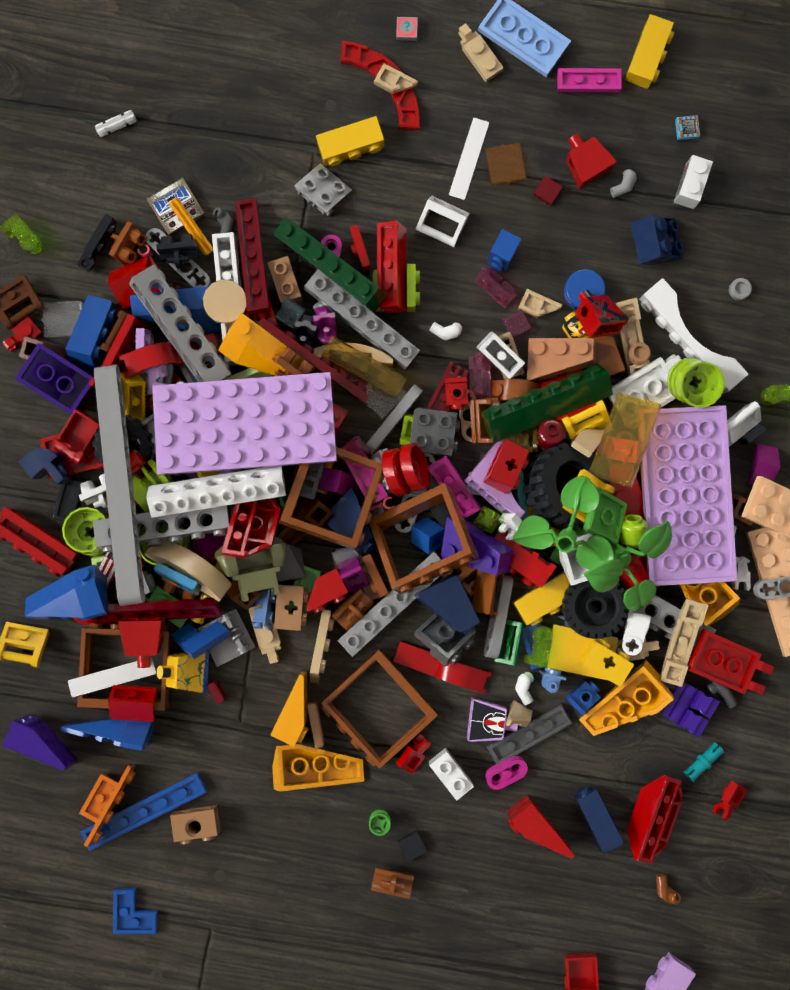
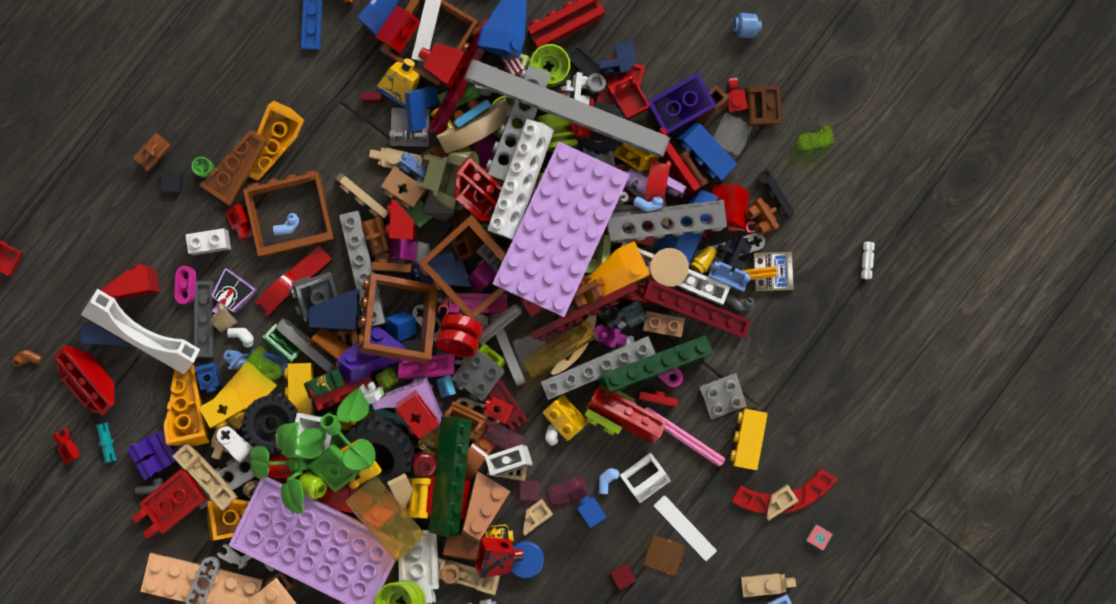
camera: 115 degrees right, 0 degrees up
(82, 477) = (595, 83): none -> light grey tile
(175, 352) = (646, 206): none -> light blue arm
(200, 275) = (703, 260): none -> yellow cone
(202, 249) = (721, 272): none -> medium blue hinge
(206, 816) = (282, 38): medium nougat brick -> none
(293, 718) = (314, 140): light orange slope -> none
(316, 724) = (304, 159): medium nougat tile -> none
(363, 788) = (230, 176): none -> dark orange wing
(370, 436) = (500, 323): none -> light grey axle
(383, 194) = (691, 441): none -> bright pink axle
(391, 700) = (288, 227): none -> light blue arm
(428, 326) = (565, 417): none -> yellow bracket
(462, 458) = (446, 386): none -> medium azure tile
(465, 257) = (605, 478): none -> light blue arm
(527, 574) = (324, 384): none -> dark green leg
(580, 833) = (107, 313): none -> white arch
(666, 592) = (250, 488): none -> tan plate

